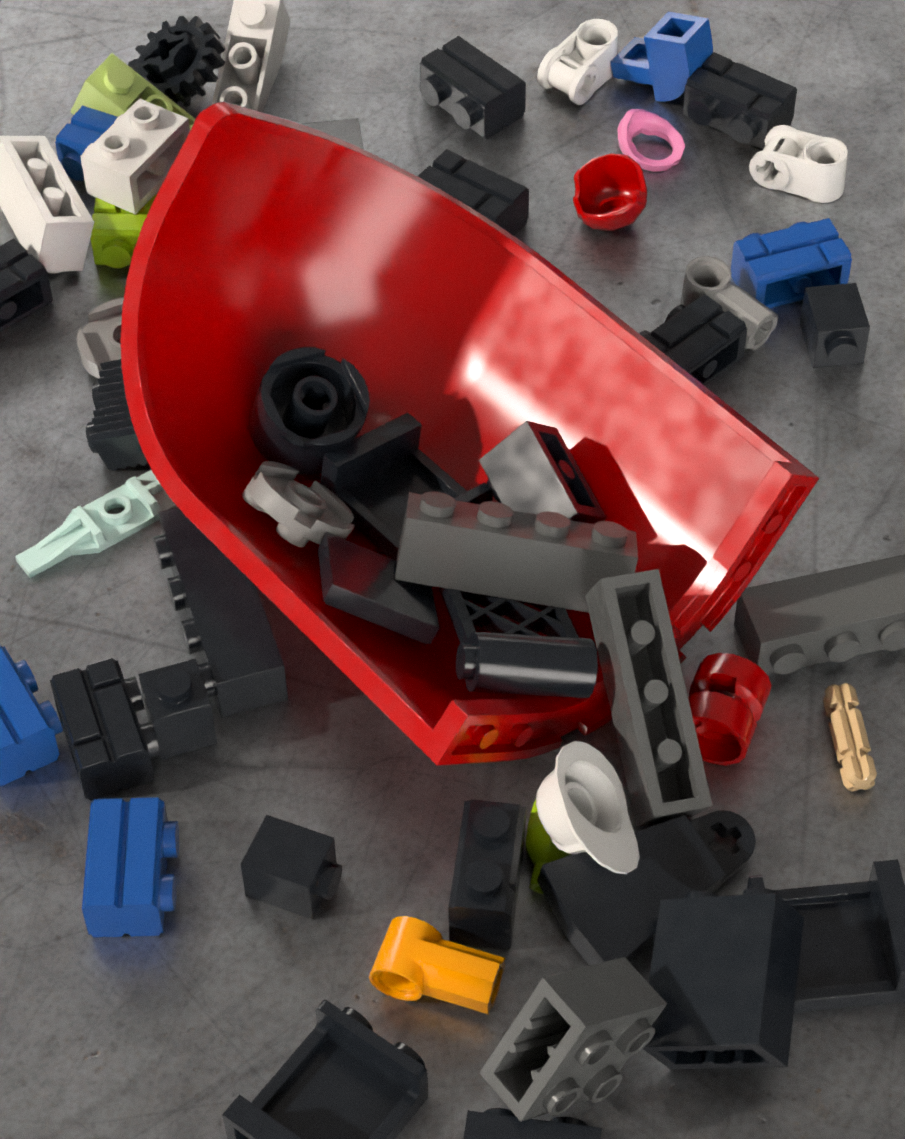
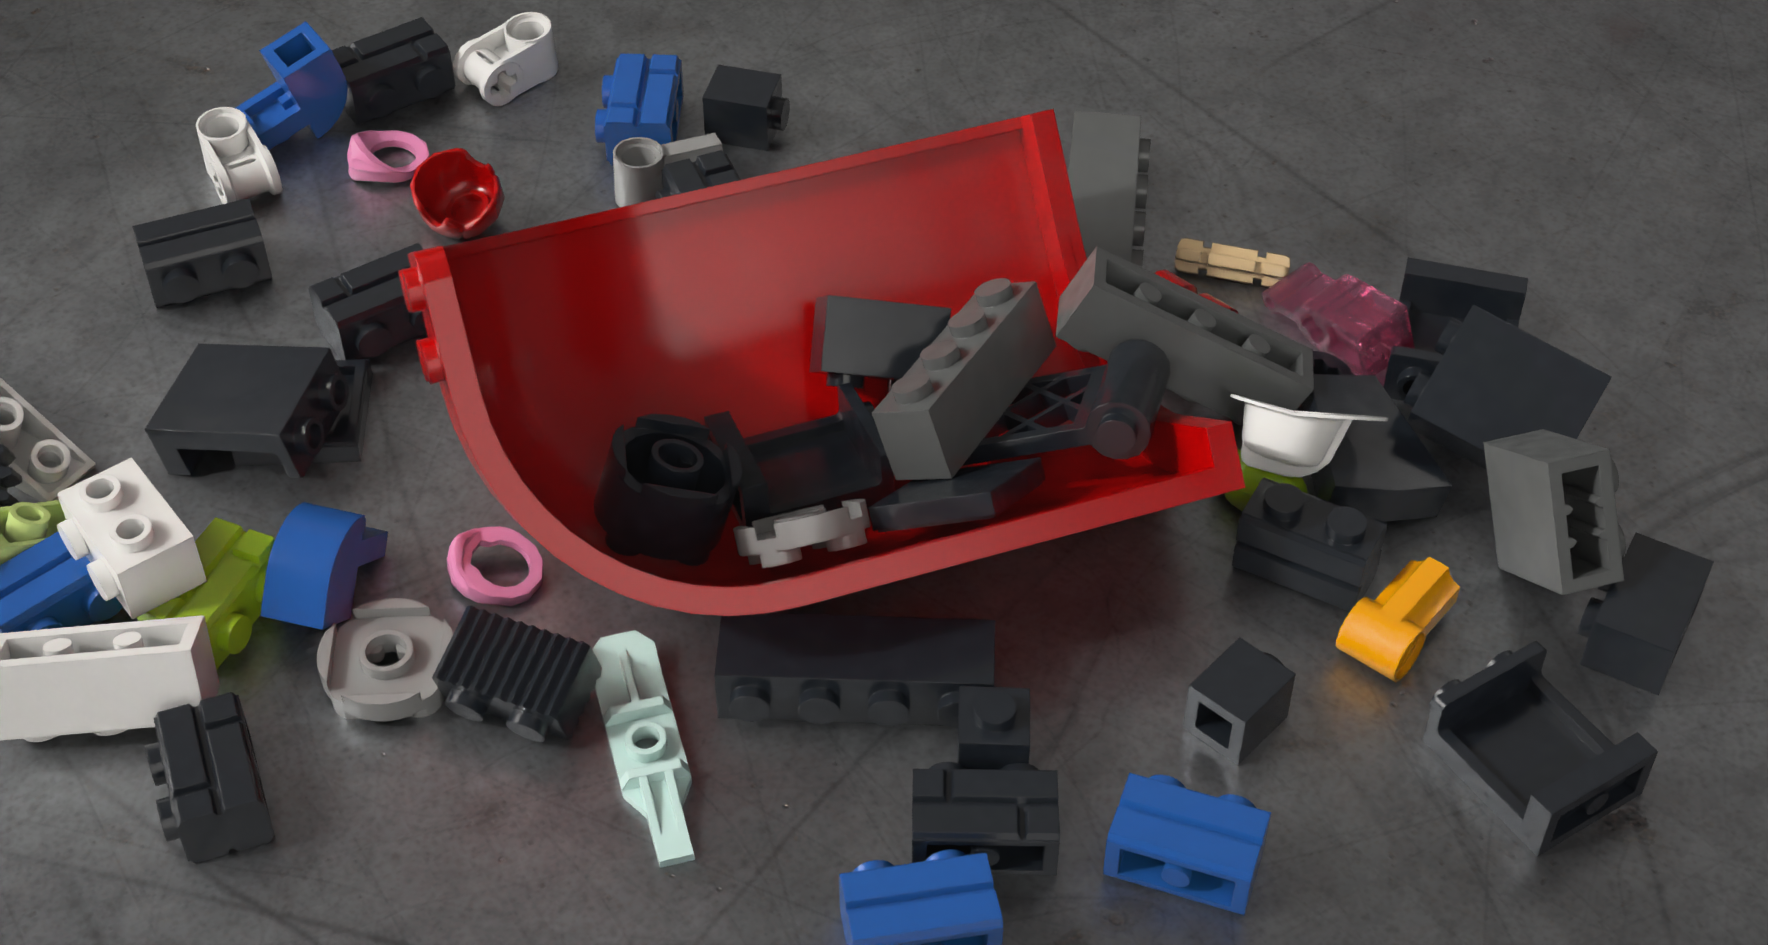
camera: 70 degrees left, 5 degrees down
(804, 834) = (1342, 316): none -> clear pink piece

